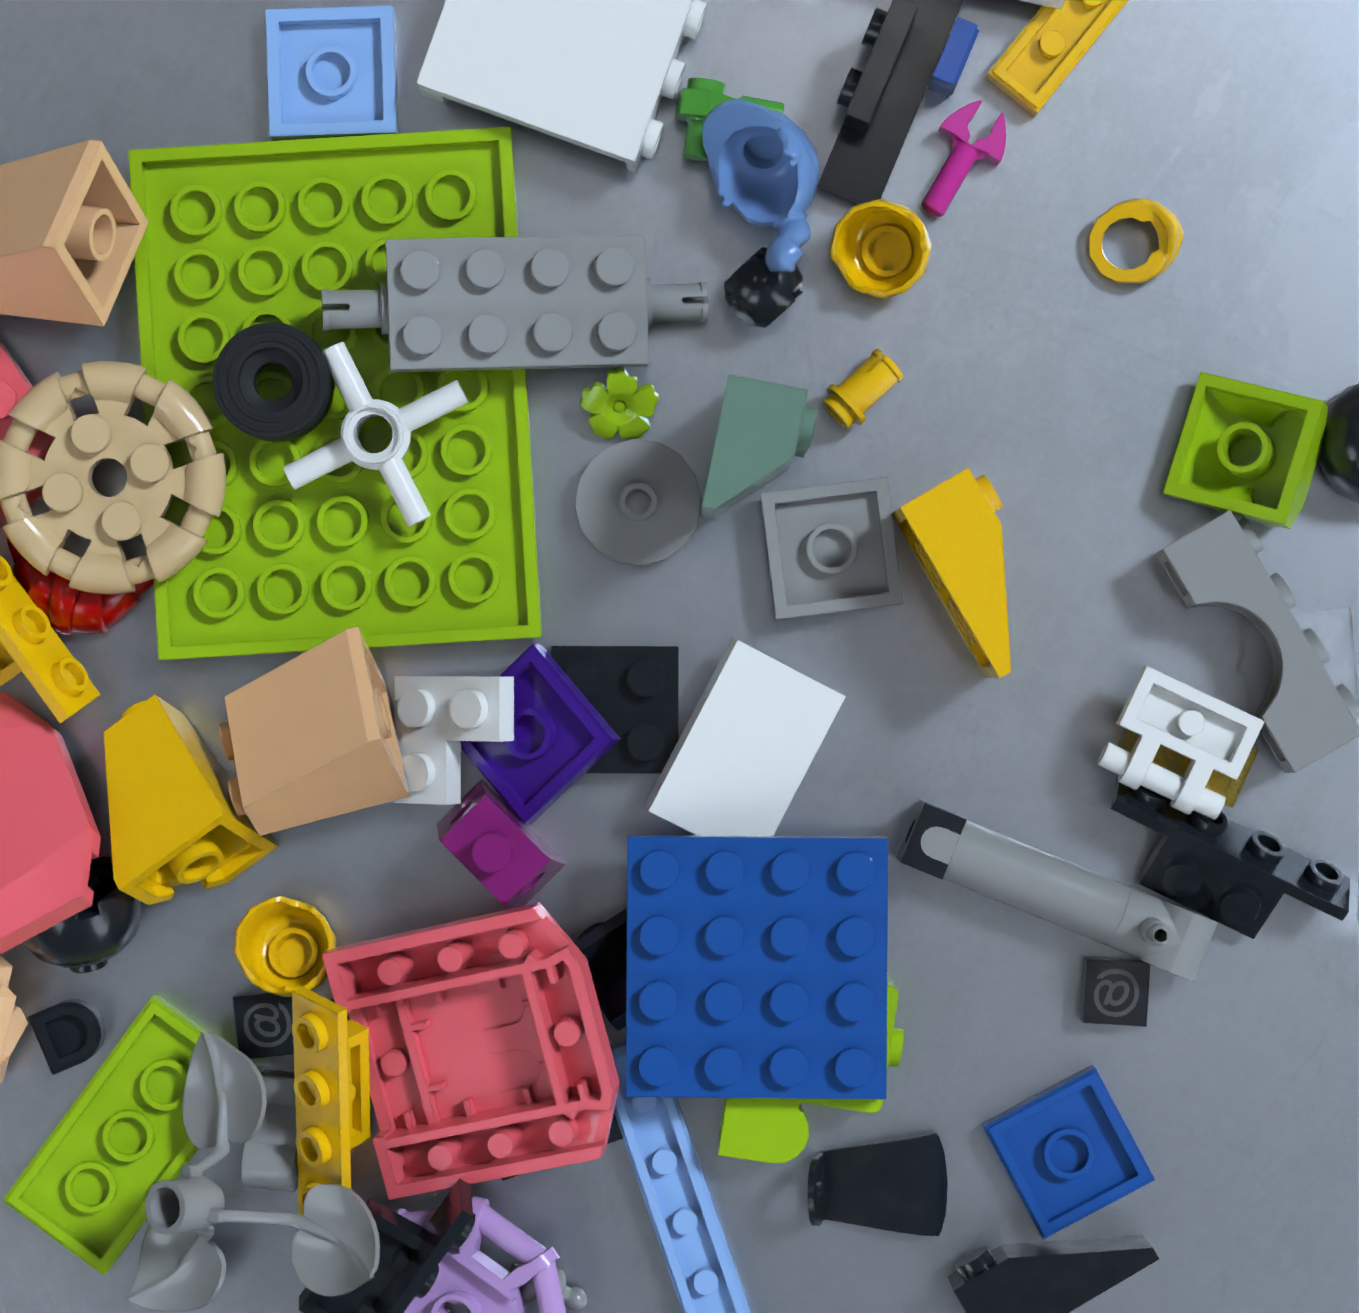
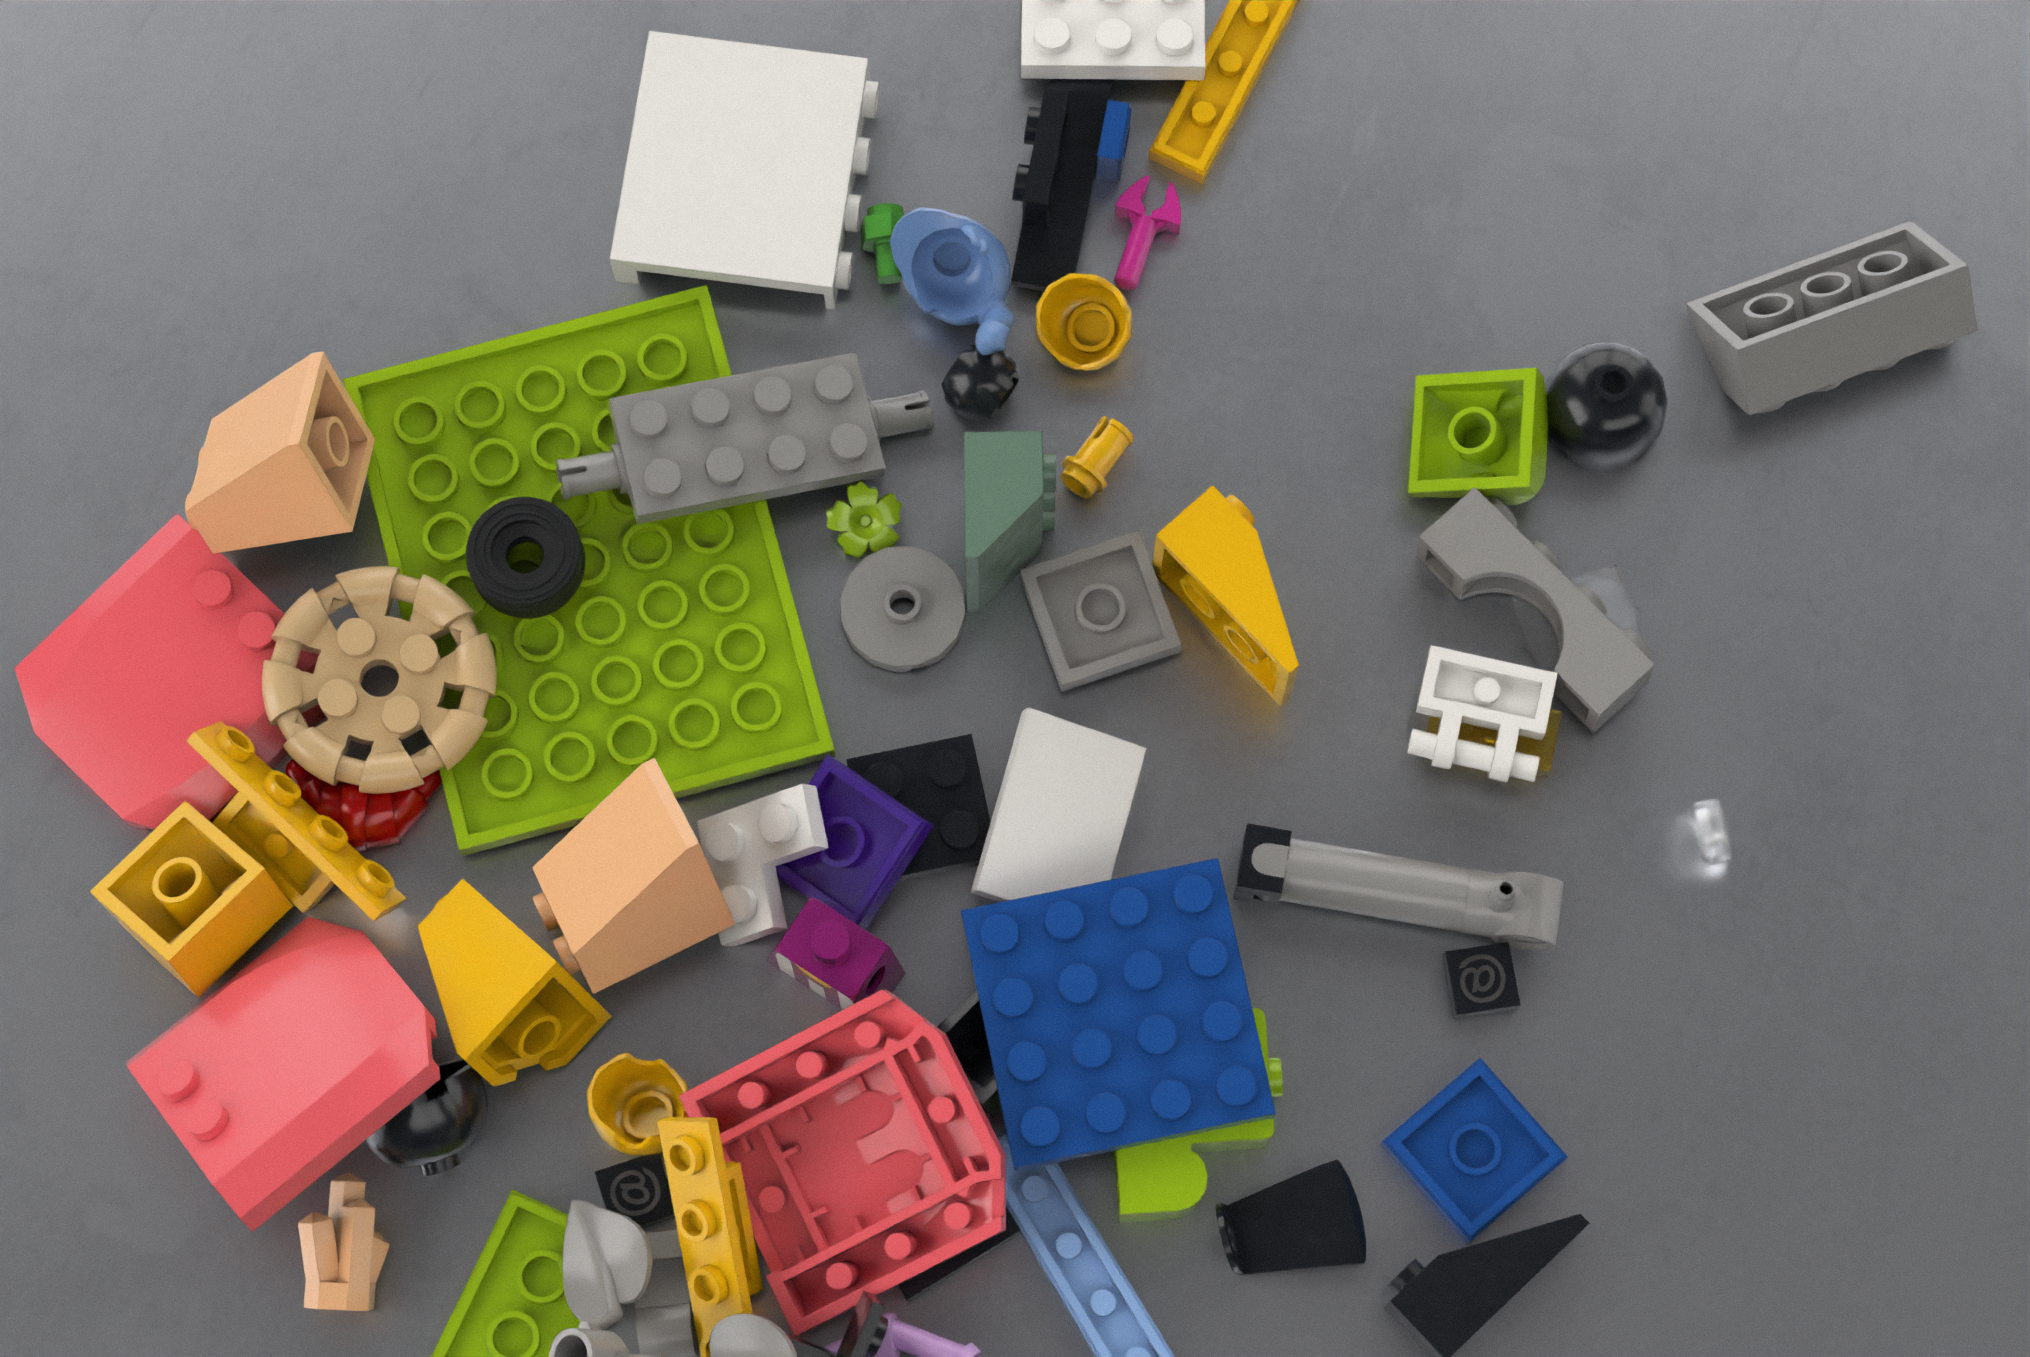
camera: 10 degrees left, 15 degrees down
(68, 1033) = (432, 1249): black tile -> none
(331, 72) = (524, 272): light blue tile -> none
(349, 447) = (646, 606): white bar -> none
(1142, 209) = (1351, 283): yellow piece -> none
(1227, 867) = (1556, 831): black bracket -> none

